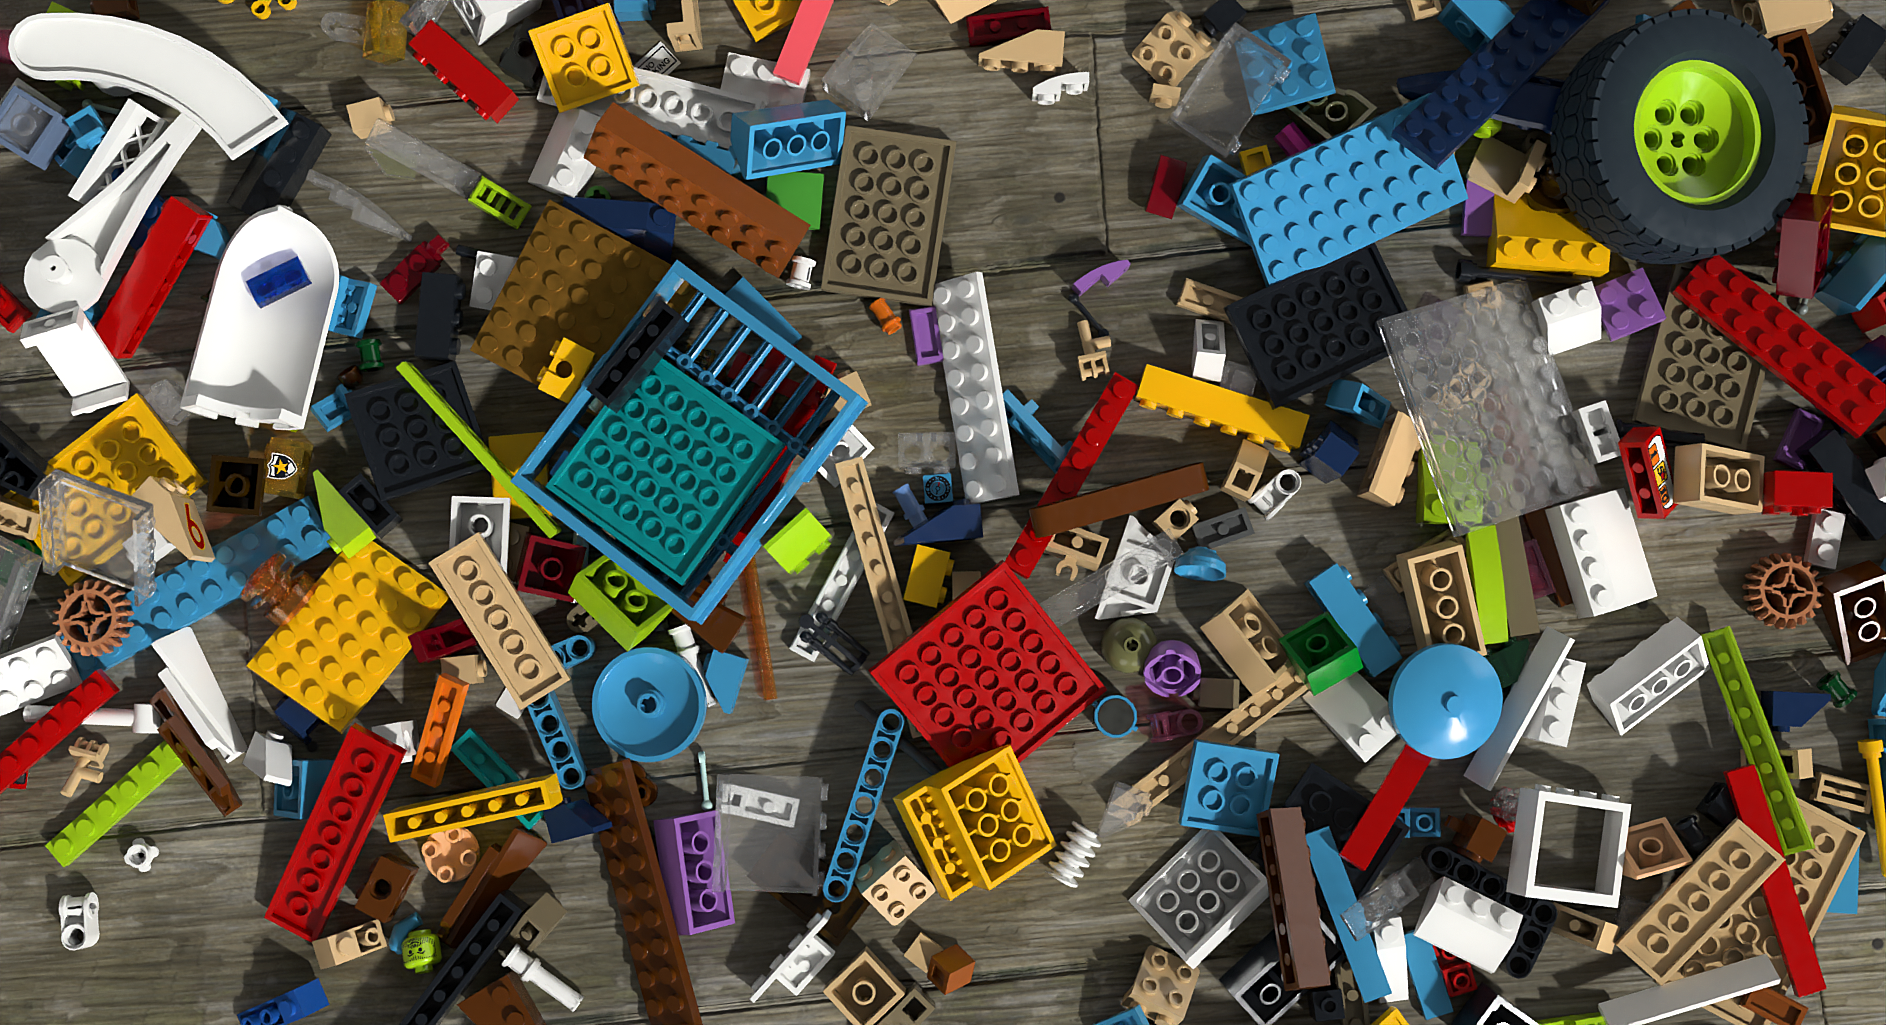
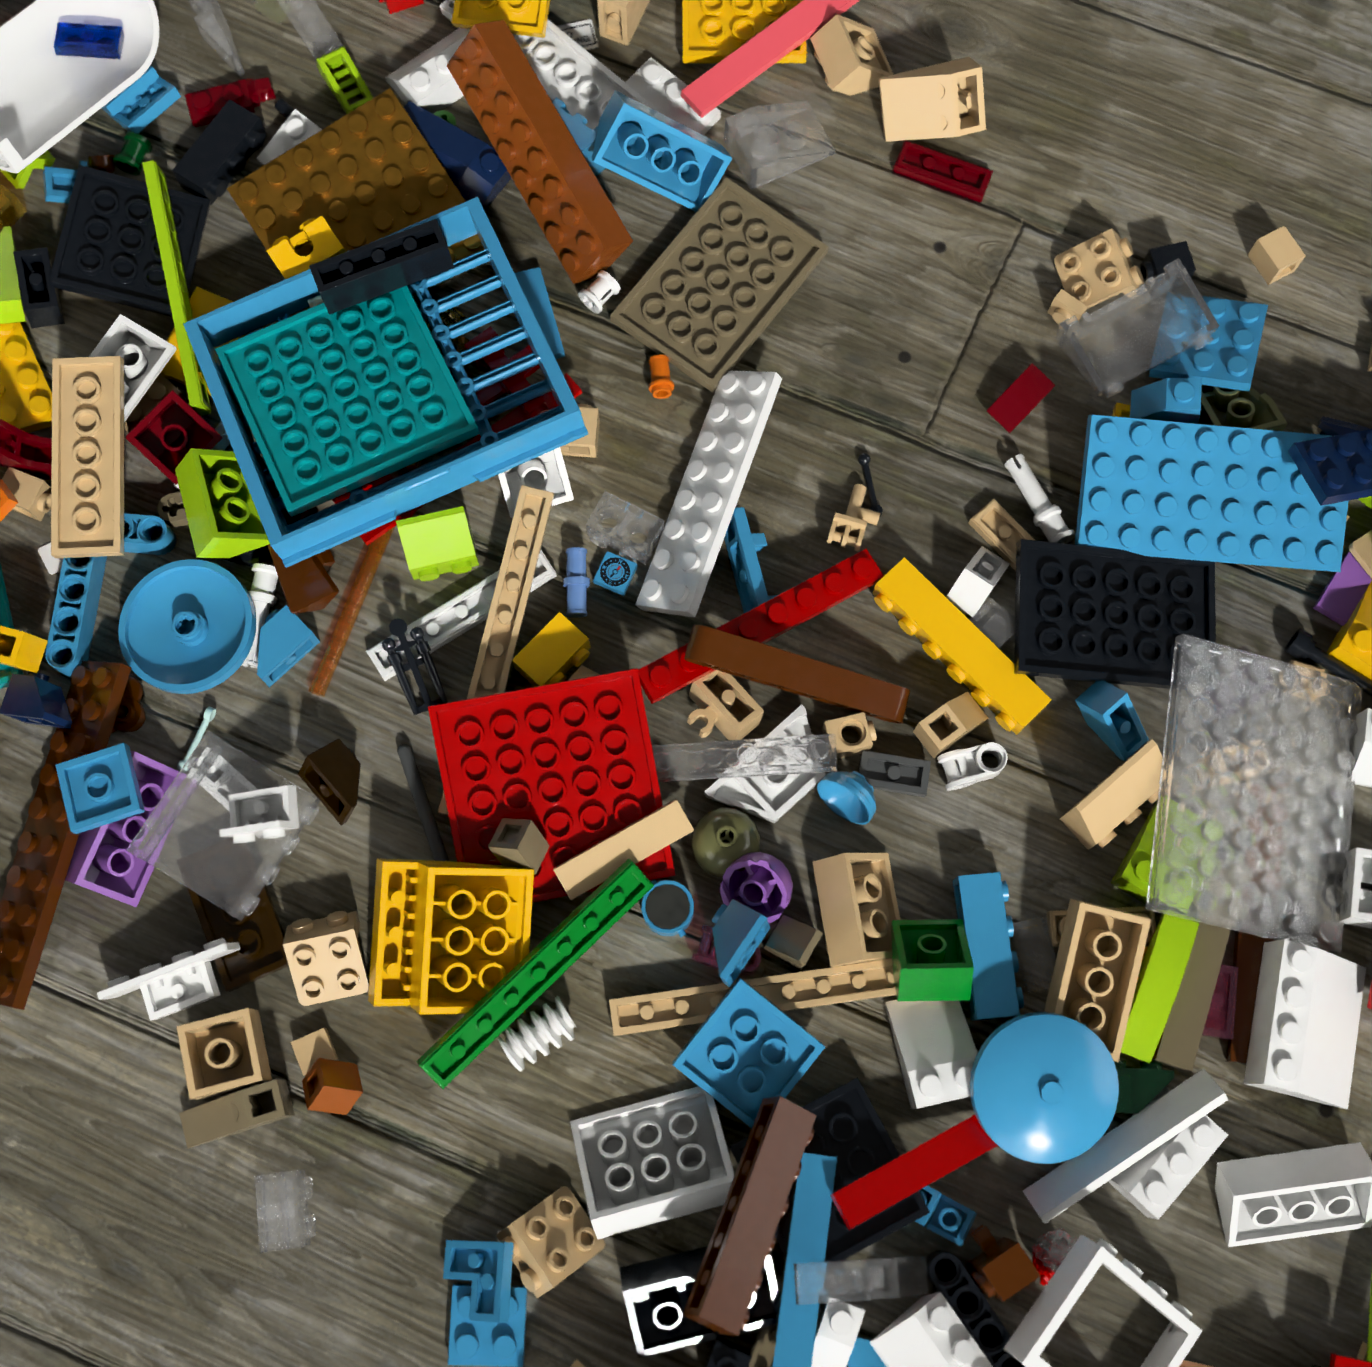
camera: 25 degrees right, 10 degrees down
(668, 859) = (100, 788): none -> dark azure plate
(793, 813) = (262, 812): none -> white bracket
(799, 194) = (644, 219): bright green tile -> none
(826, 756) = (333, 778): none -> dark brown slope
(854, 816) = (325, 853): dark azure beam -> none
(926, 335) = (690, 417): medium lavender tile -> none
(949, 524) = (607, 612): dark blue slope -> none
(988, 732) = (519, 844): none -> dark tan panel
(1033, 51) = (952, 202): tan slope -> none
(1050, 90) = (951, 246): white slope -> none
(1051, 815) = (534, 974): none -> green tile
(1062, 693) = (632, 842): none -> tan tile
(1106, 273) = (914, 450): medium lavender slope -> none
(1123, 809) = (619, 1010): clear slope -> none
(1179, 715) = (736, 938): none -> dark azure slope
(1210, 197) = (1060, 431): dark azure slope -> none
(1232, 270) = (1046, 514): none -> white pin
(1279, 137) = (1168, 400): none -> dark azure slope
(1330, 453) = (1050, 749): dark blue wedge -> none

